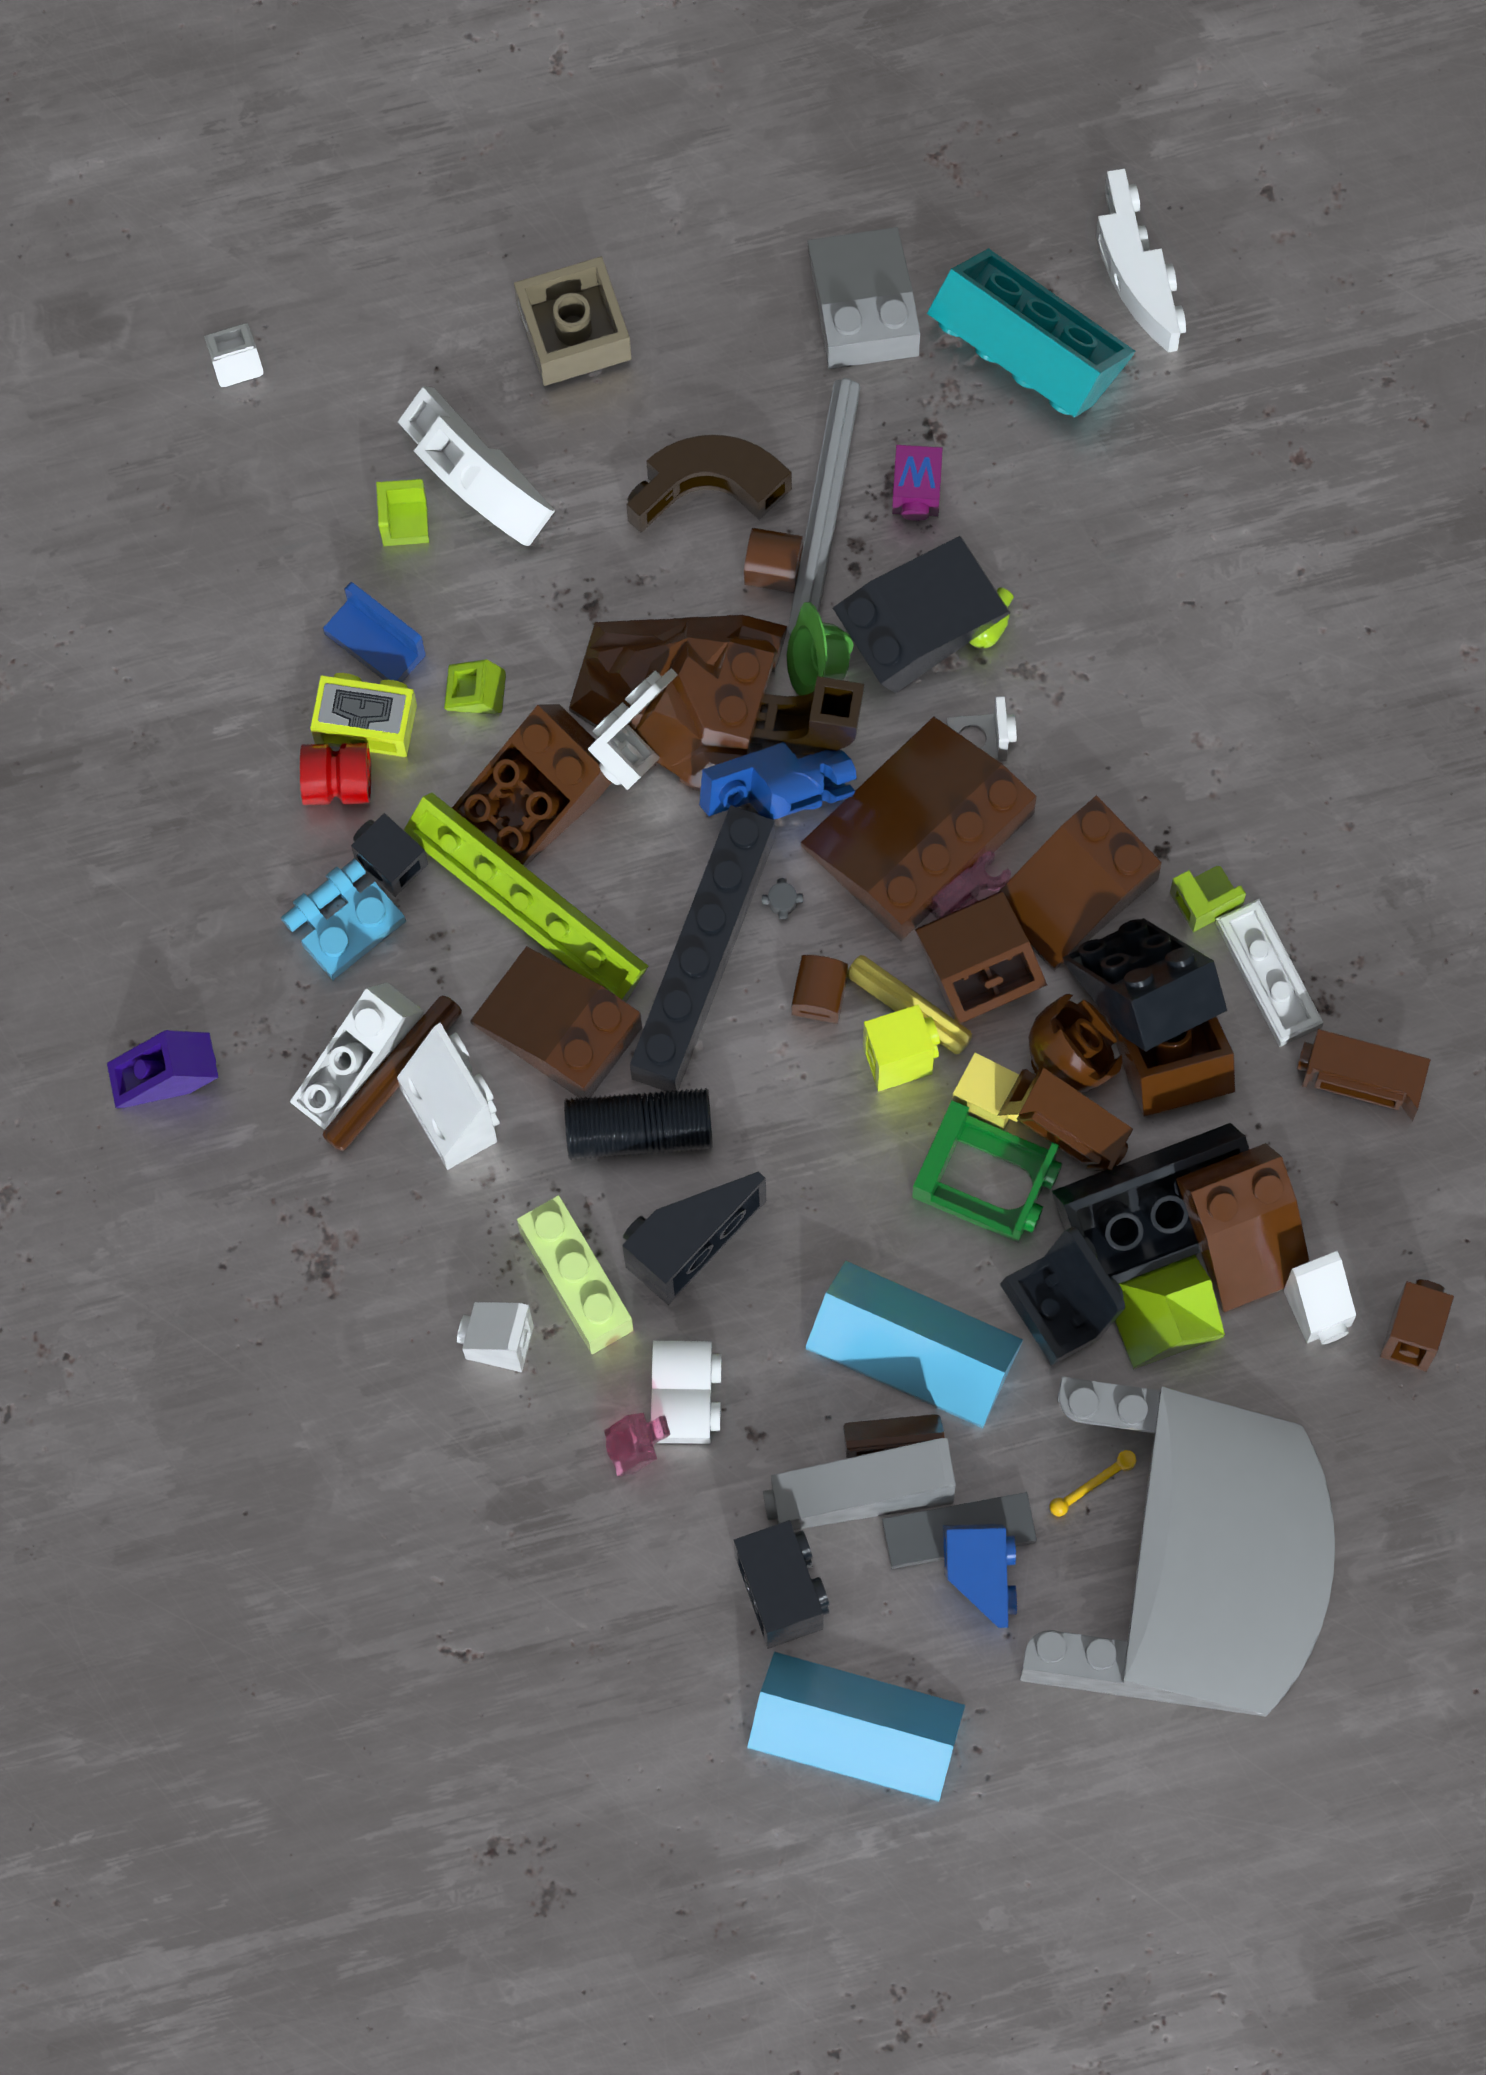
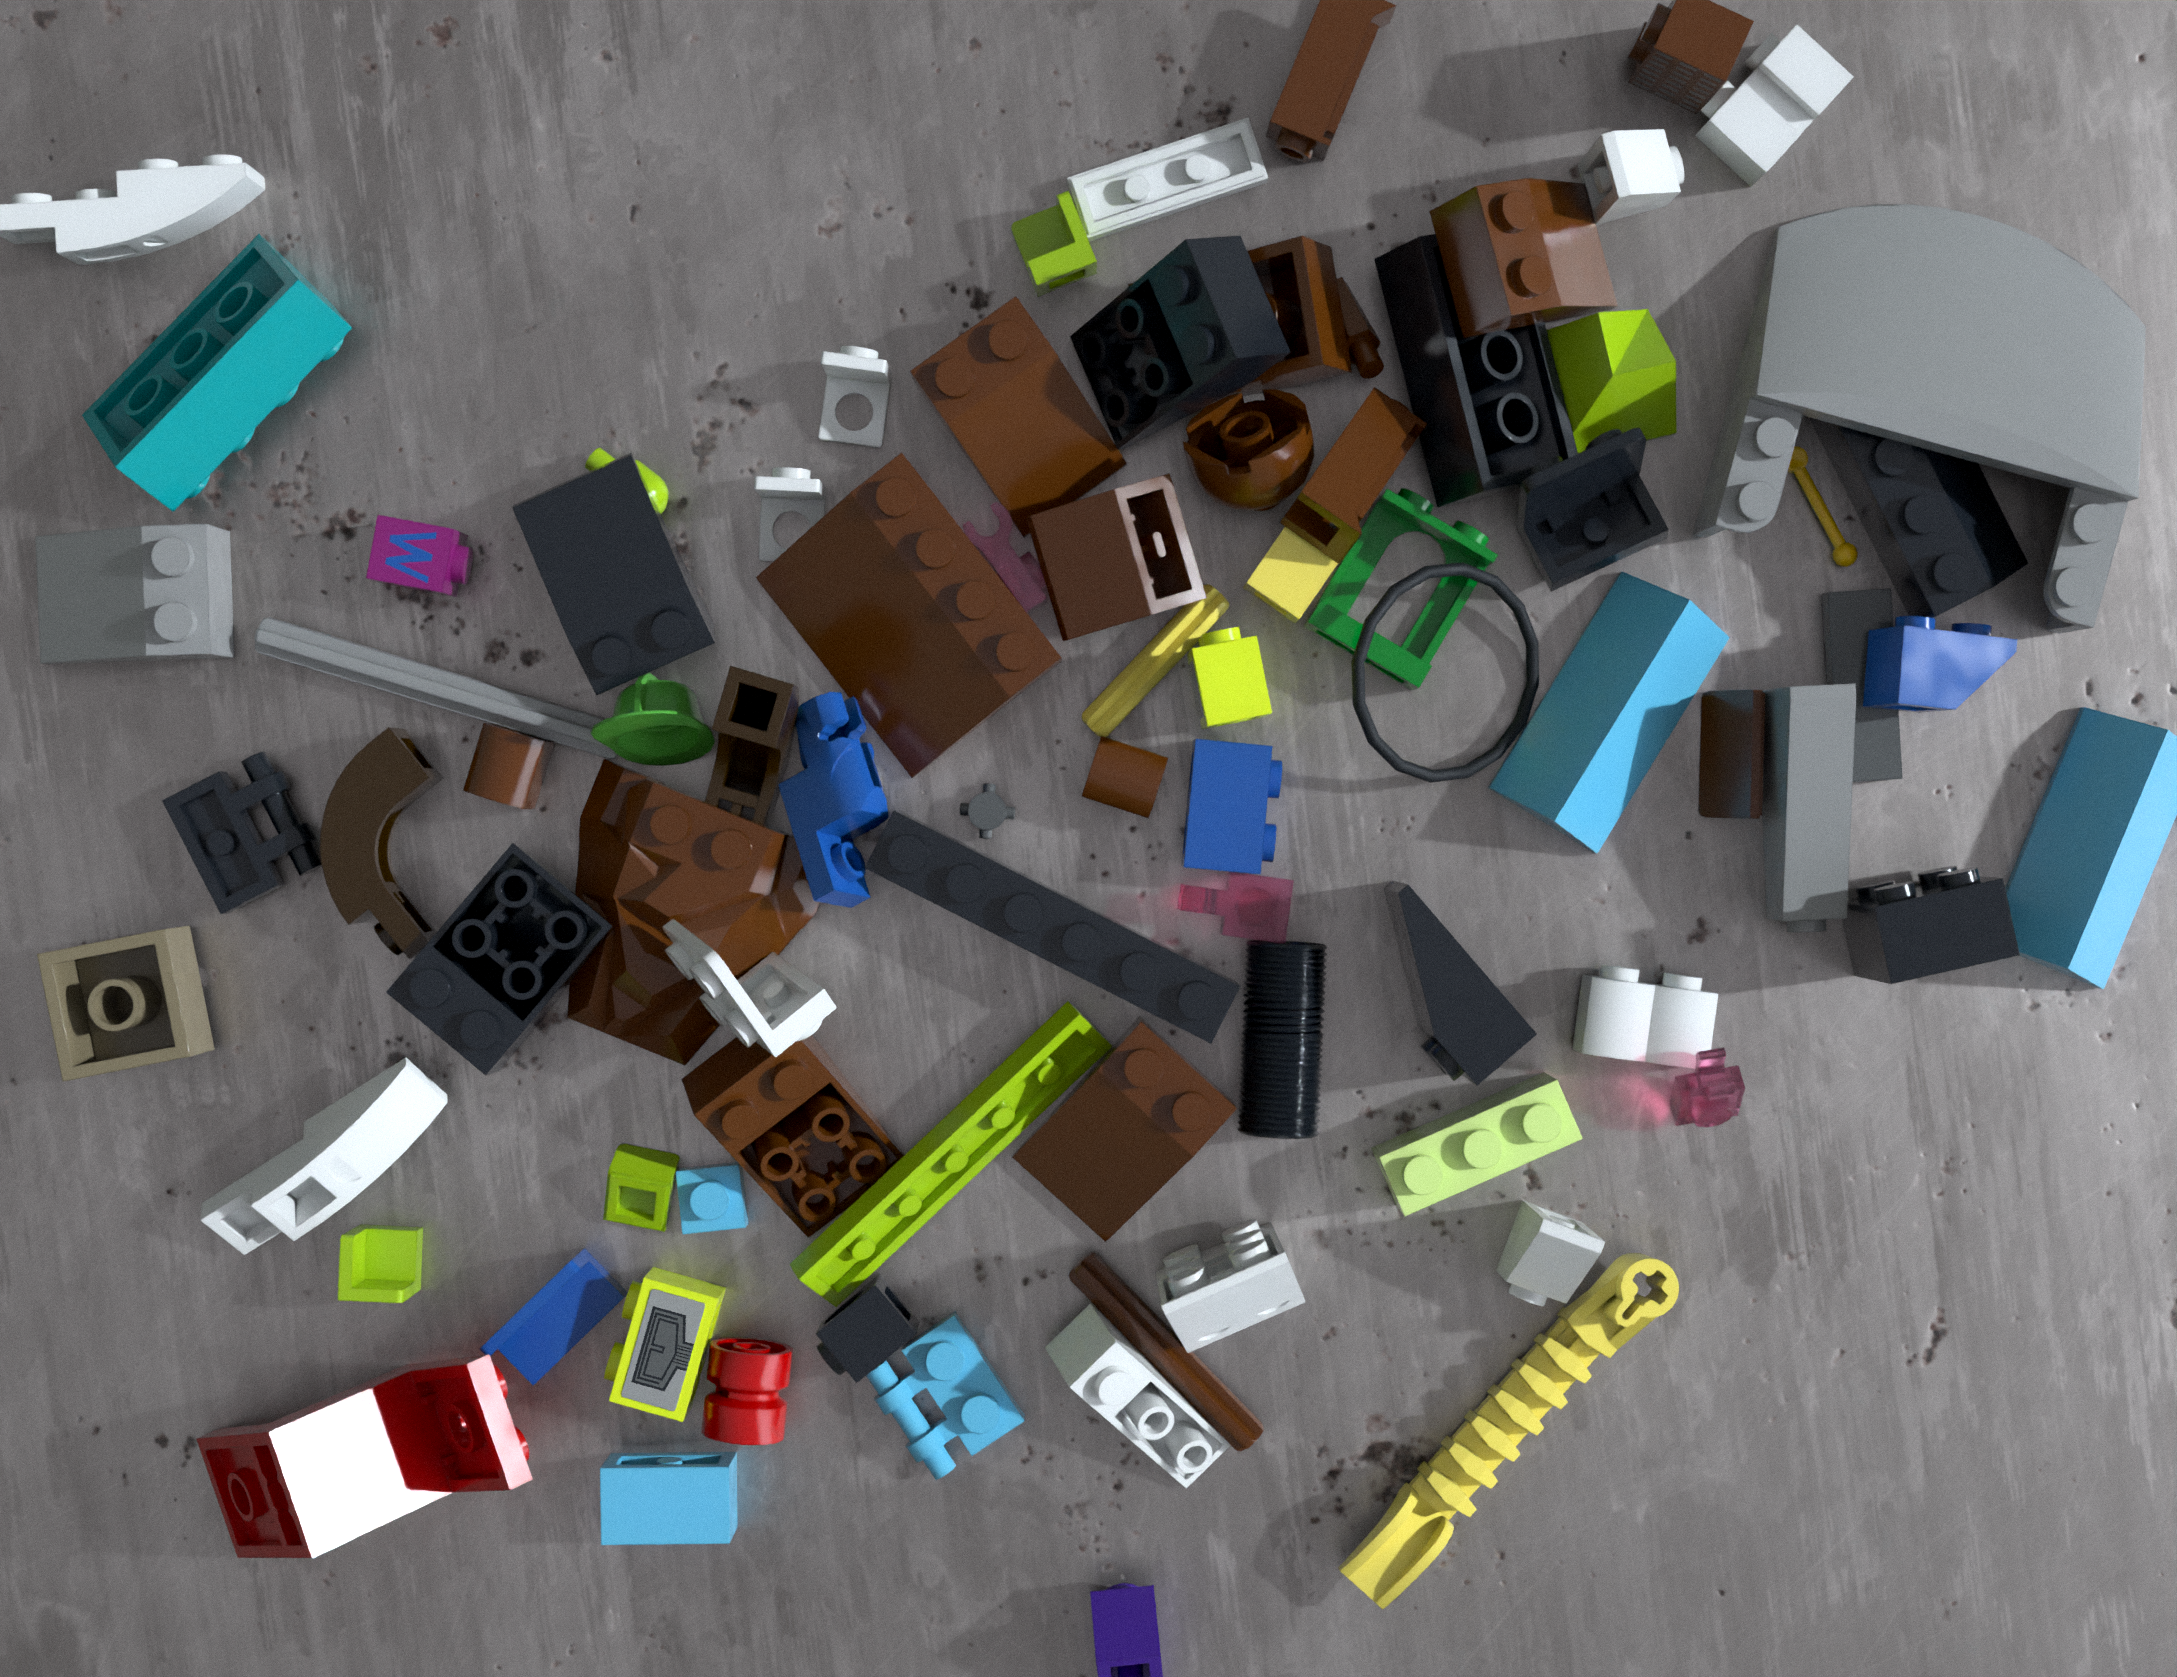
camera: 85 degrees left, 15 degrees up
(234, 355) = (118, 1468): white slope -> none
(250, 730) = (668, 1498): none -> medium azure panel
(266, 512) = (365, 1457): none -> red bracket
(290, 1276) = (1419, 1517): none -> light yellow piece
(472, 737) = (712, 1198): none -> medium azure plate
(630, 567) = (500, 961): none -> black slope
(696, 374) = (225, 841): none -> black plate
(734, 1091) = (1249, 905): none -> clear pink plate
(807, 1066) = (1229, 806): none -> blue brick
(941, 1133) = (1363, 645): none -> black piece
(1090, 1565) = (1925, 518): none -> black slope
(1092, 766) = (861, 373): none -> white bracket
(1173, 1122) = (1360, 334): none -> reddish brown bar
(1391, 1403) = (1774, 105): none -> white brick

